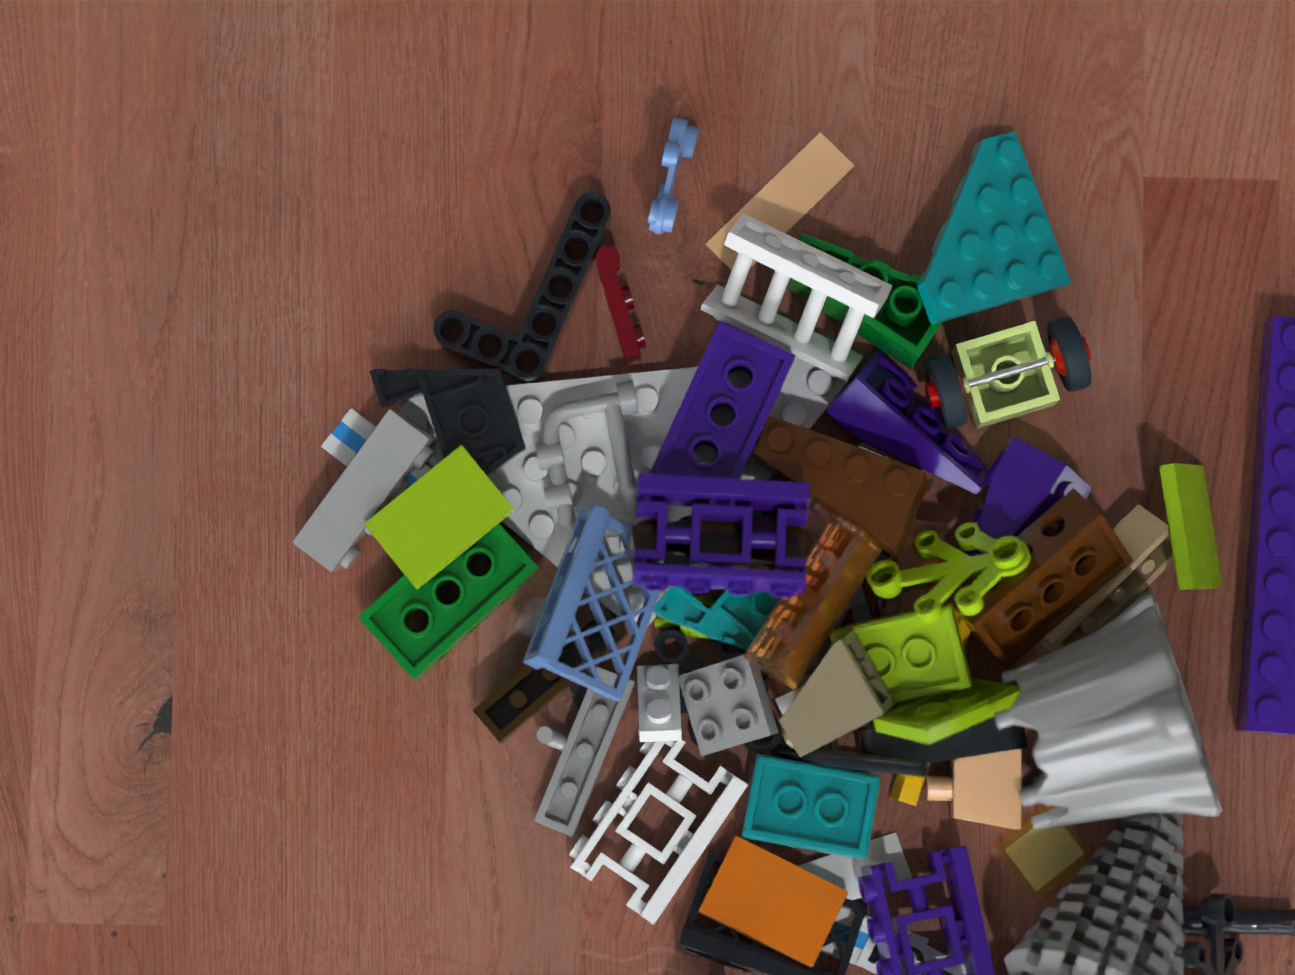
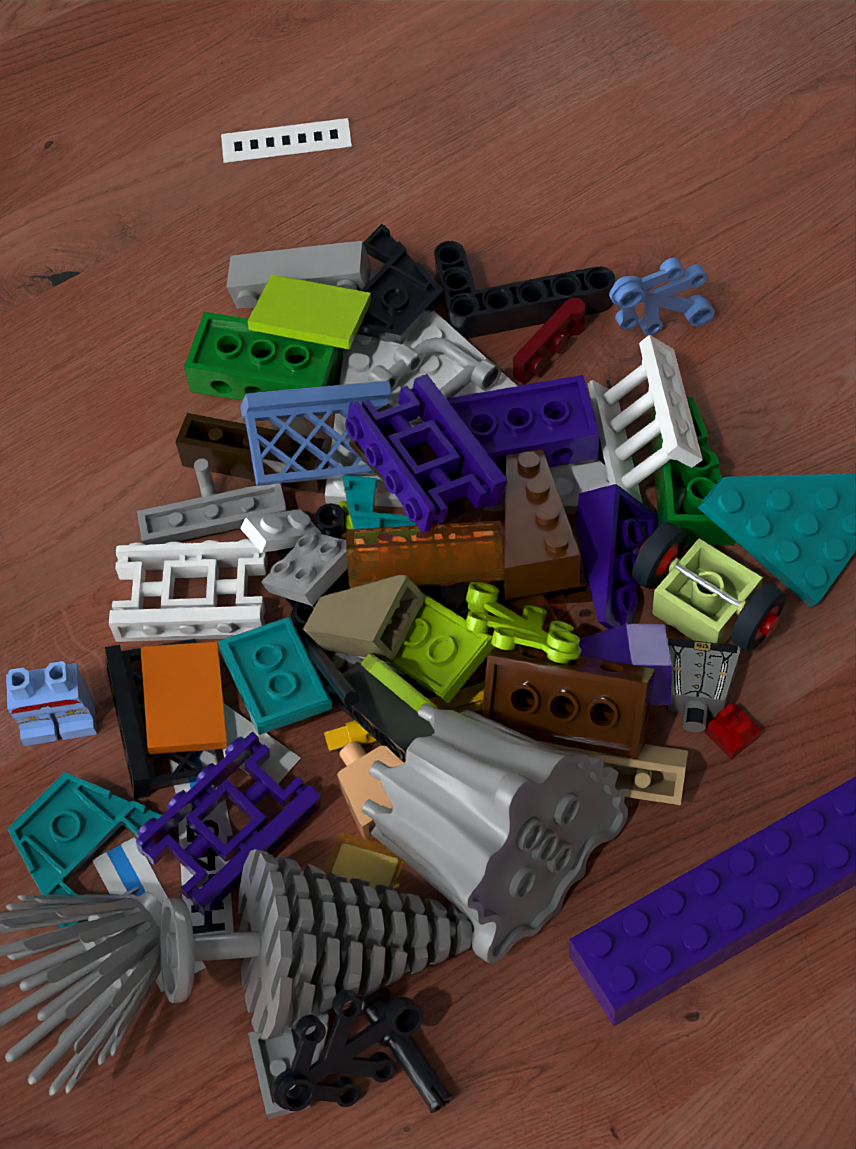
camera: 60 degrees right, 25 degrees down
(149, 378) = (286, 140): none -> white sticker
(789, 193) = (728, 398): light nougat sticker -> none
(1079, 439) = (701, 679): none -> light grey torso
(1136, 447) = (732, 730): none -> red tile
(1190, 526) = (701, 795): lime tile -> none

